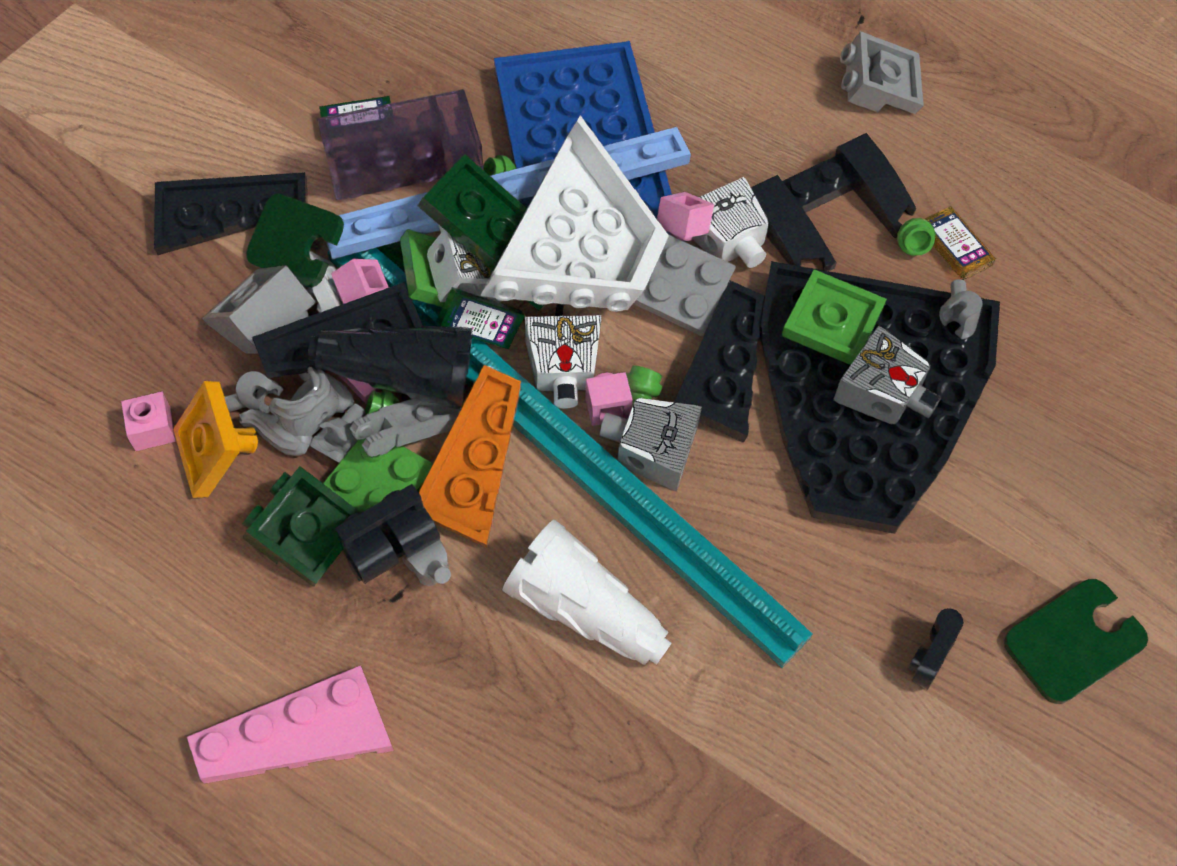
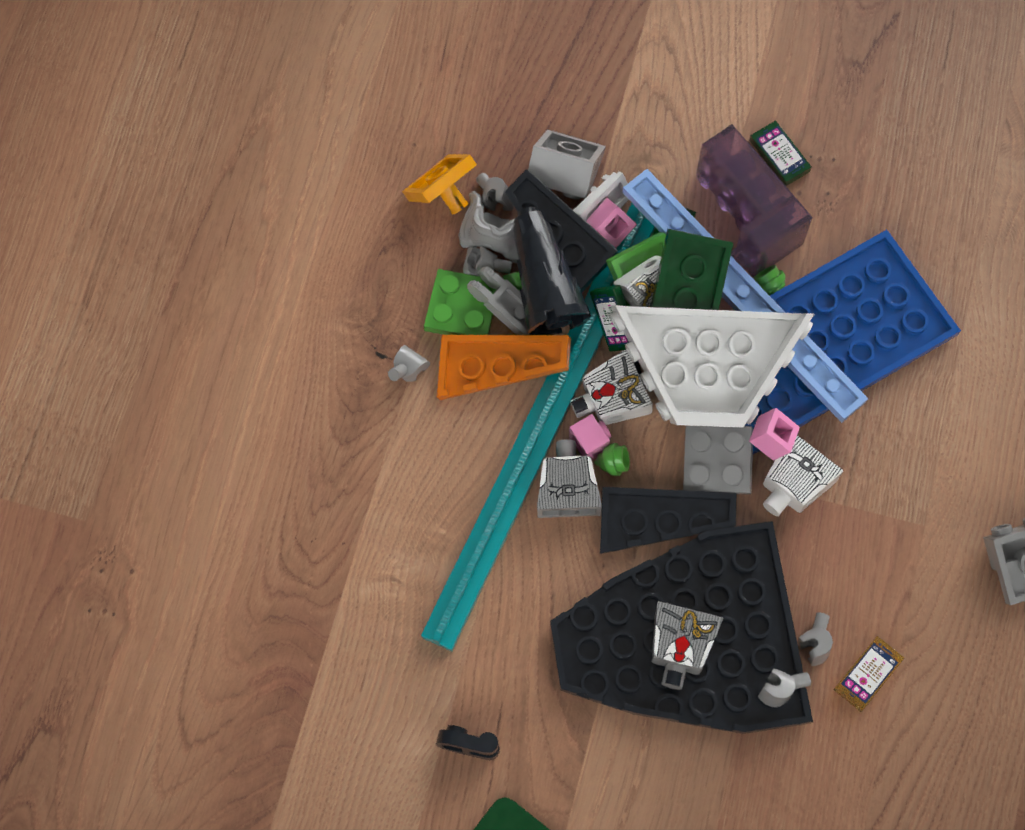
camera: 75 degrees right, 10 degrees up
(148, 421) = (443, 141): bright pink plate -> none
(216, 207) = (645, 93): black wing -> none
(287, 234) = (629, 152): dark green piece -> none
(299, 525) = (402, 270): dark green plate -> none
(308, 726) = (266, 336): bright pink wing -> none
(386, 532) = (402, 322): black plate -> none
(571, 586) = (415, 476): white cone -> none
(833, 317) = (729, 583): bright green plate -> none
(856, 167) = (911, 562): black wedge -> none
(914, 267) = (819, 639): none -> light grey piece
(916, 236) = (854, 635): bright green plate -> none

